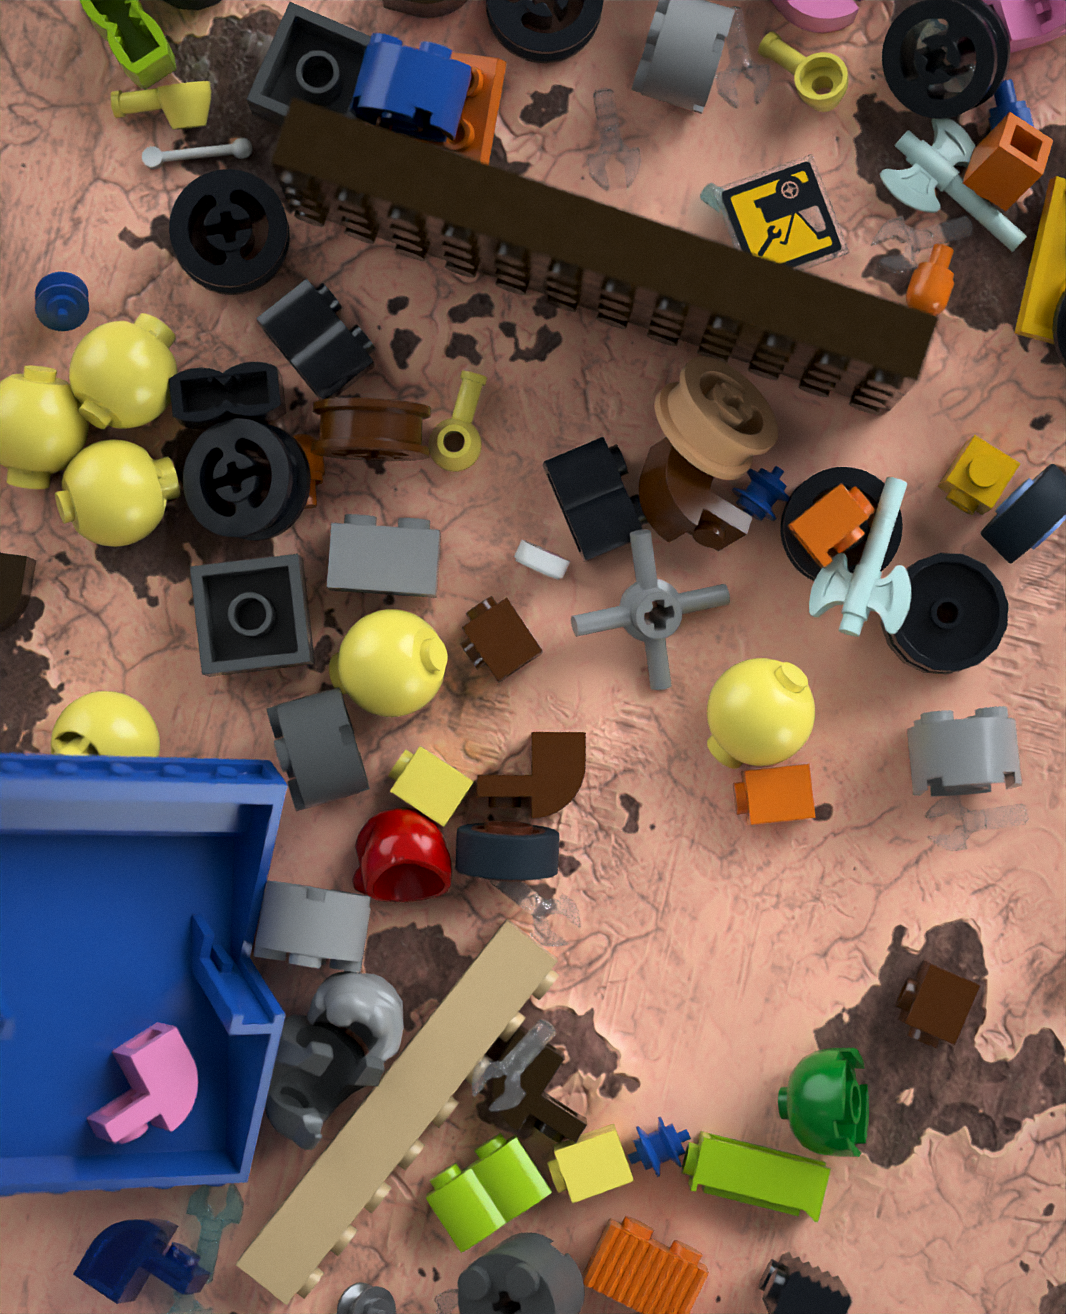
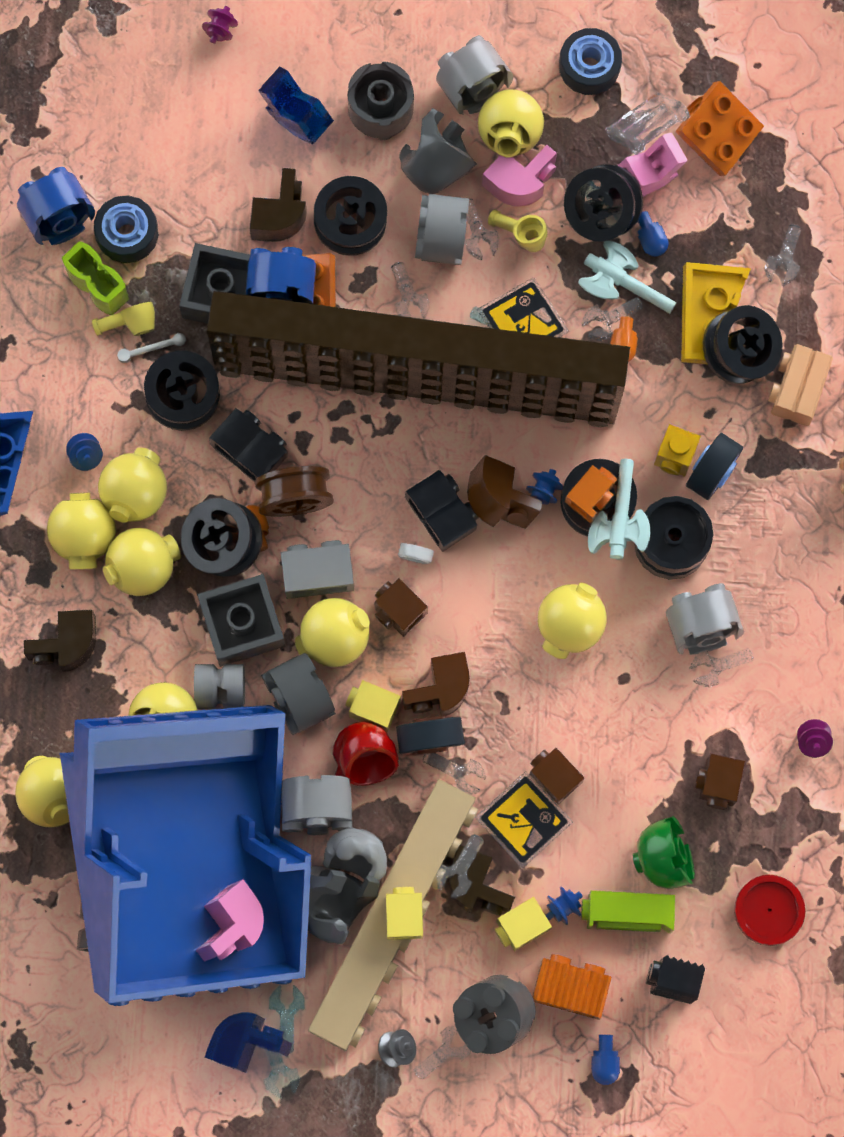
camera: 15 degrees left, 10 degrees down
(201, 710) = (219, 686): none -> light grey wheel
(243, 391) = (189, 489): black brick -> none
(411, 1125) = (404, 914): none -> light yellow brick
(462, 424) = (353, 502): light yellow bar -> none
(487, 1192) = (460, 955): lime brick -> none
(625, 1005) = (524, 819): none -> piece
(662, 619) = (497, 578): light grey bar -> none
(686, 947) = (555, 774): none -> reddish brown brick
(716, 418) = (507, 444): light nougat wheel -> none
(775, 794) = (592, 670): orange brick -> none
(976, 1237) = (785, 905): none -> red piece
(1008, 161) = (654, 258): orange brick -> none

